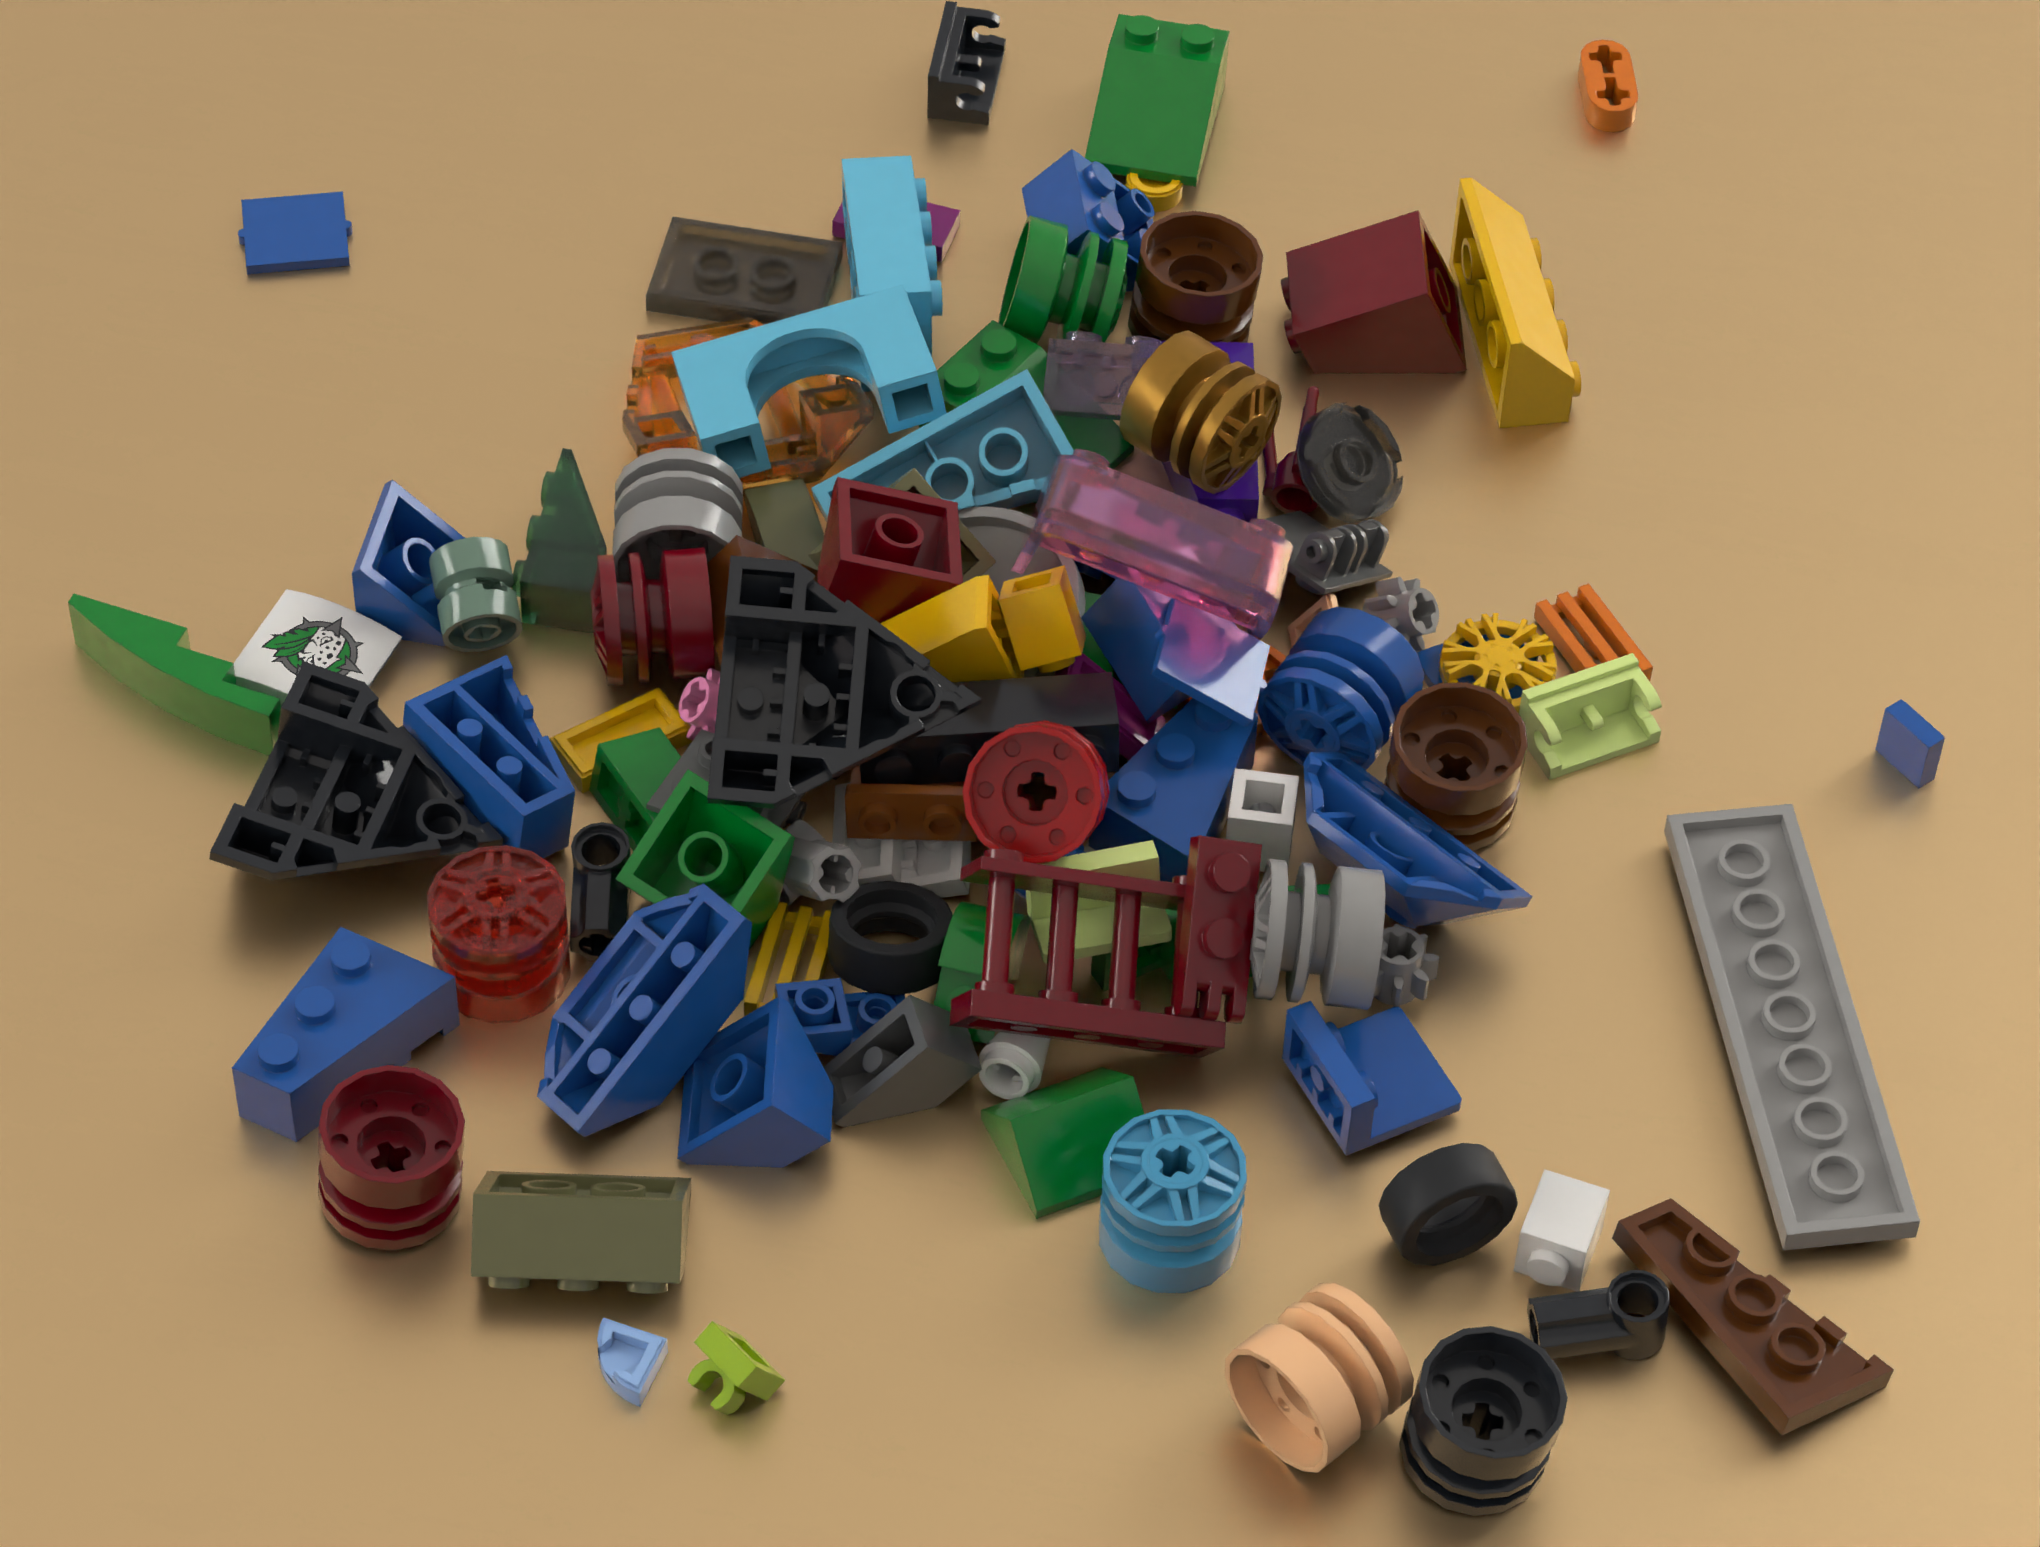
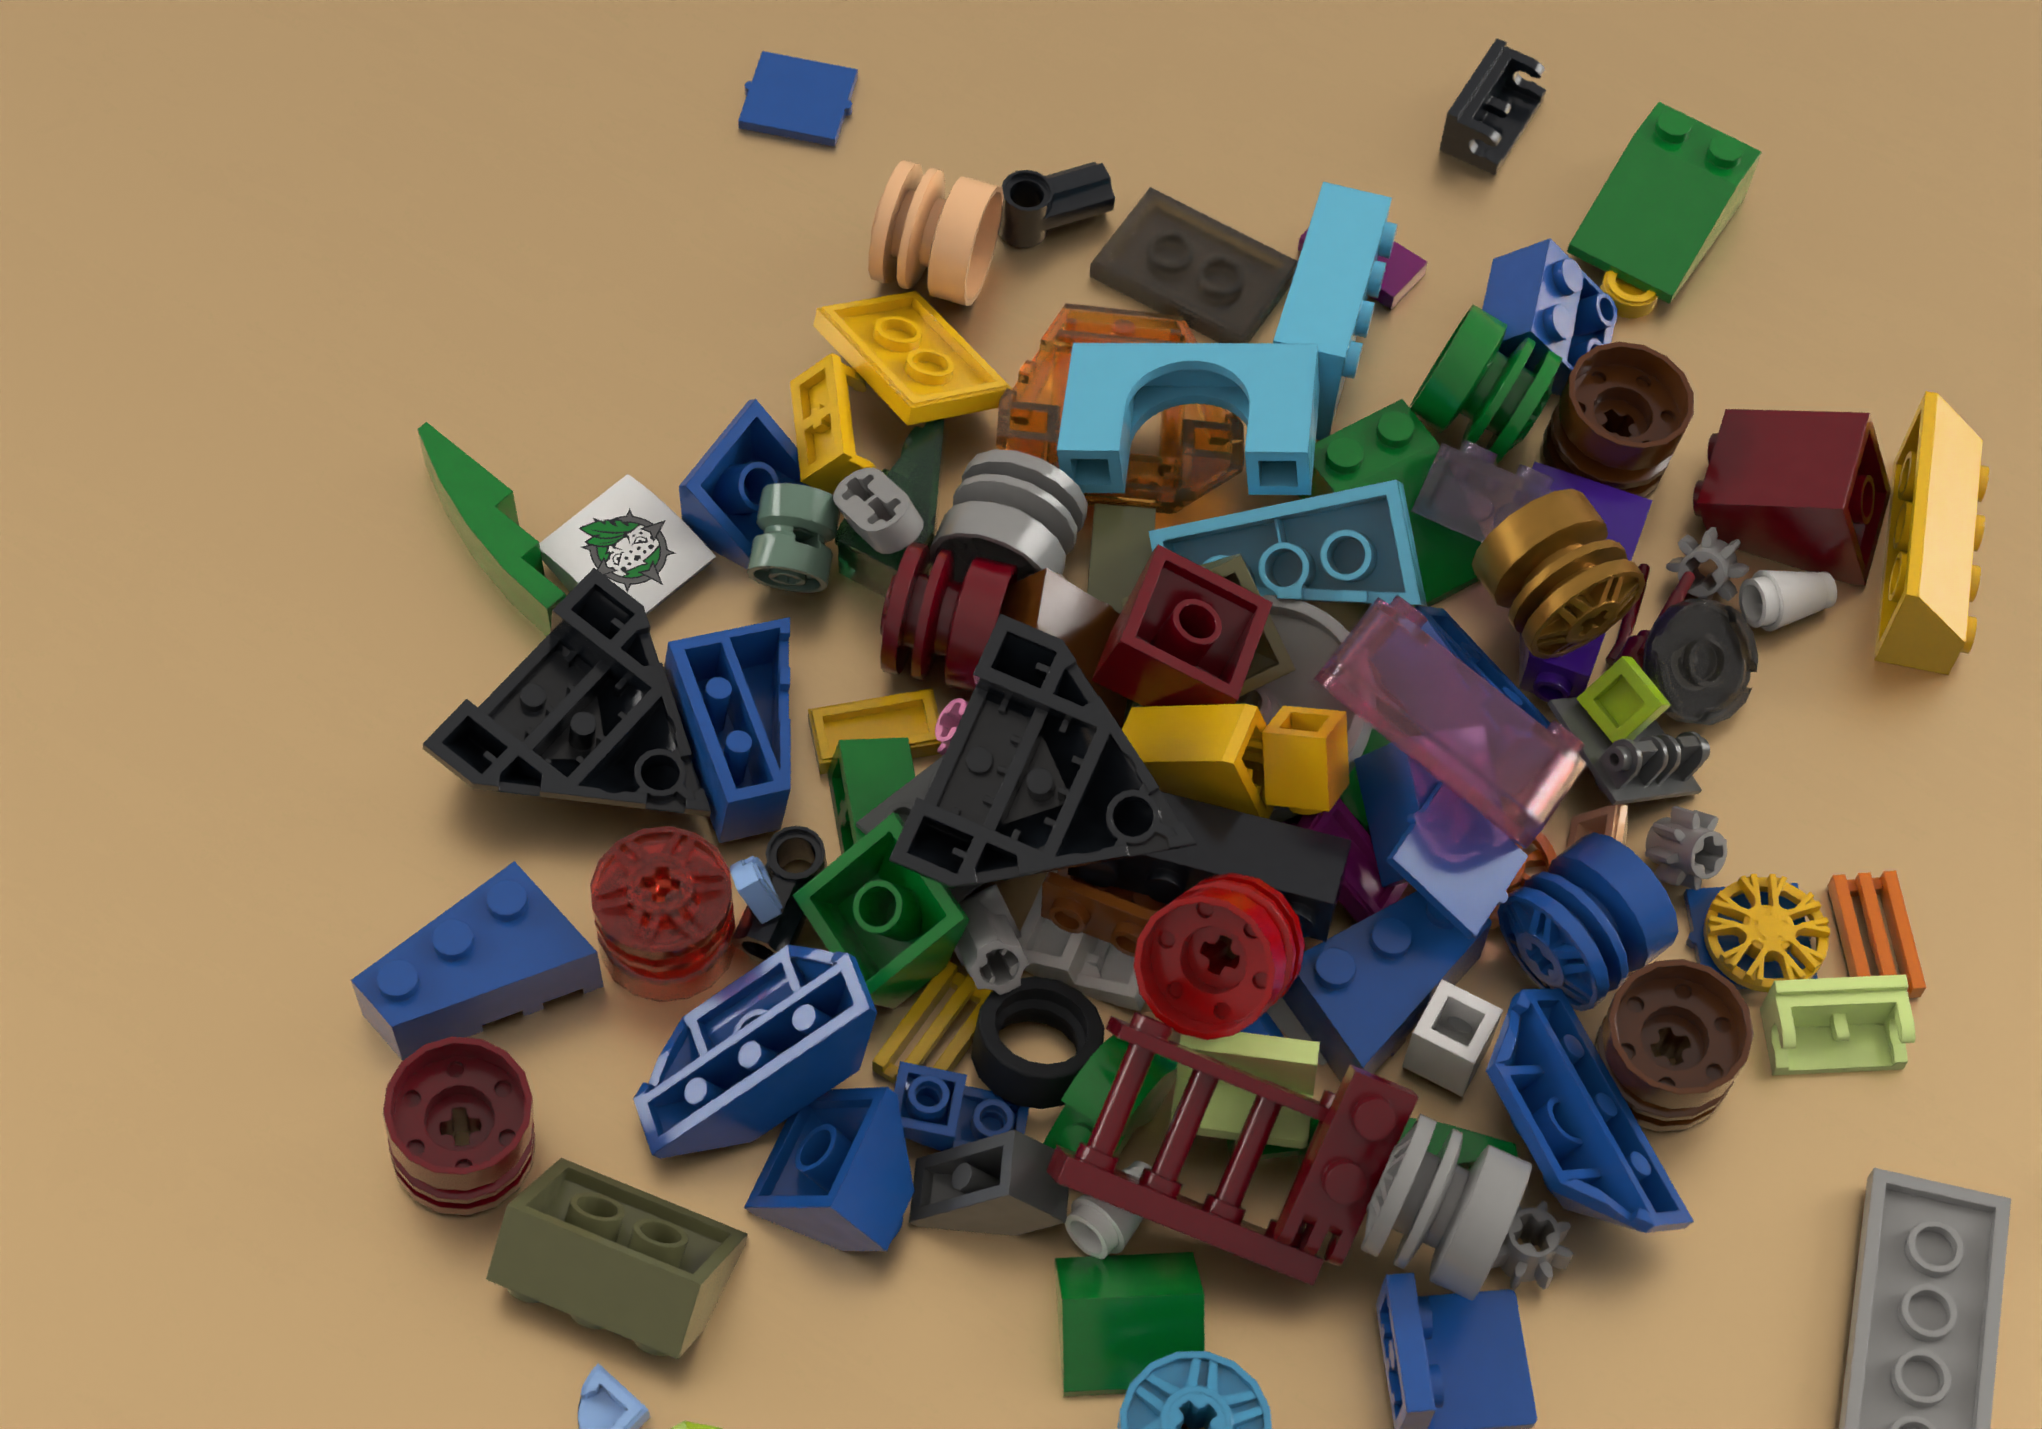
camera: 20 degrees right, 10 degrees up
(461, 488) = (825, 423): none -> yellow hinge
(492, 301) = (923, 230): none -> light nougat wheel
(516, 413) = (911, 357): none -> yellow tile
(553, 538) = (878, 510): none -> light grey beam
(576, 254) = (1045, 202): none -> black piece
(582, 881) = (756, 888): none -> light blue tile
(1298, 505) = (1623, 700): none -> lime tile
(1317, 371) = (1721, 553): none -> light grey gear
(1402, 393) = (1782, 597): none -> white cone

